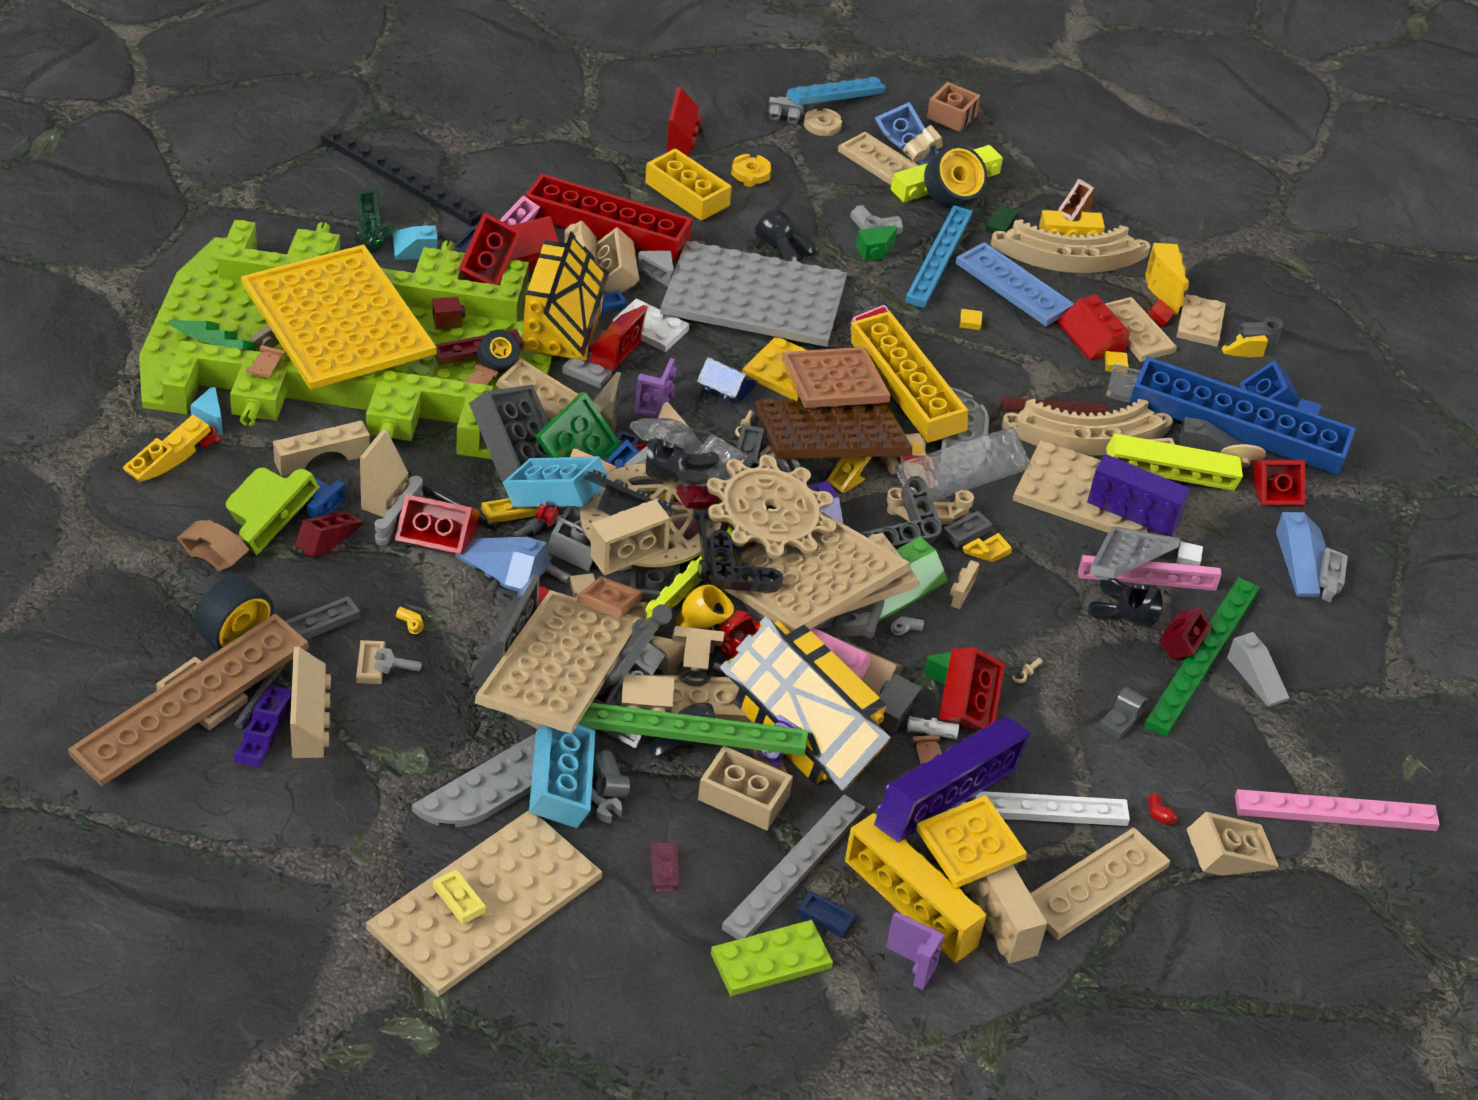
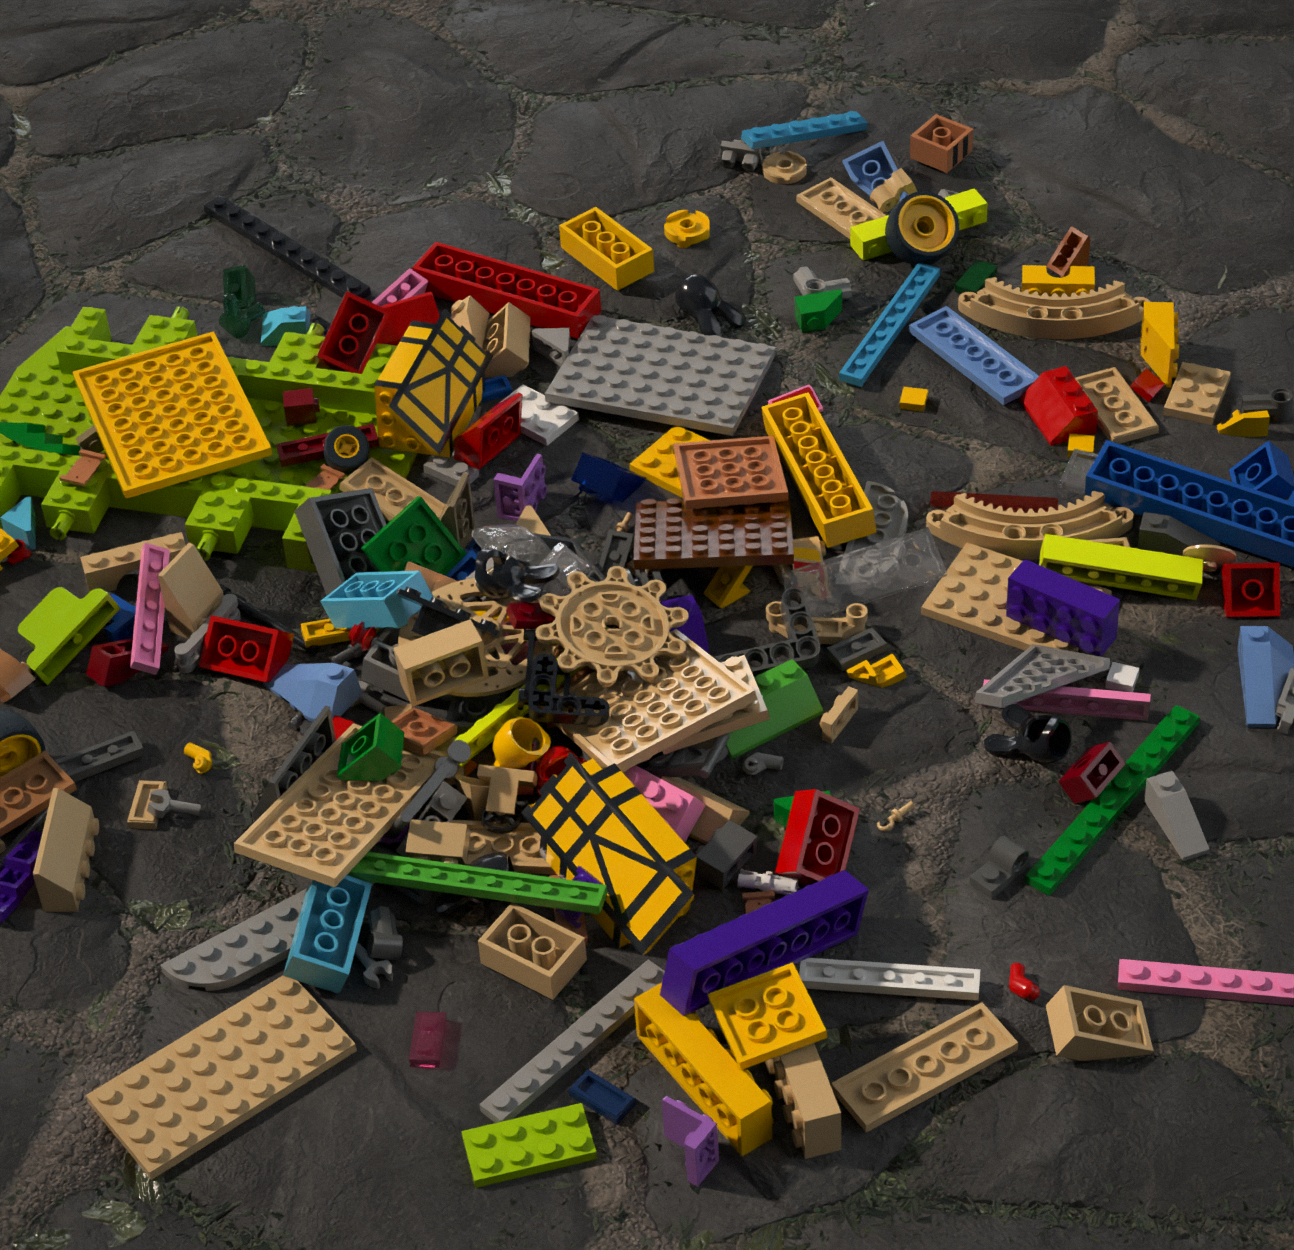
camera: 15 degrees right, 0 degrees up
(347, 488) = (149, 610): none -> bright pink plate
(459, 896) = (187, 1068): light yellow plate -> none
(577, 614) = (371, 751): none -> green slope
(683, 123) = (613, 176): red slope -> none

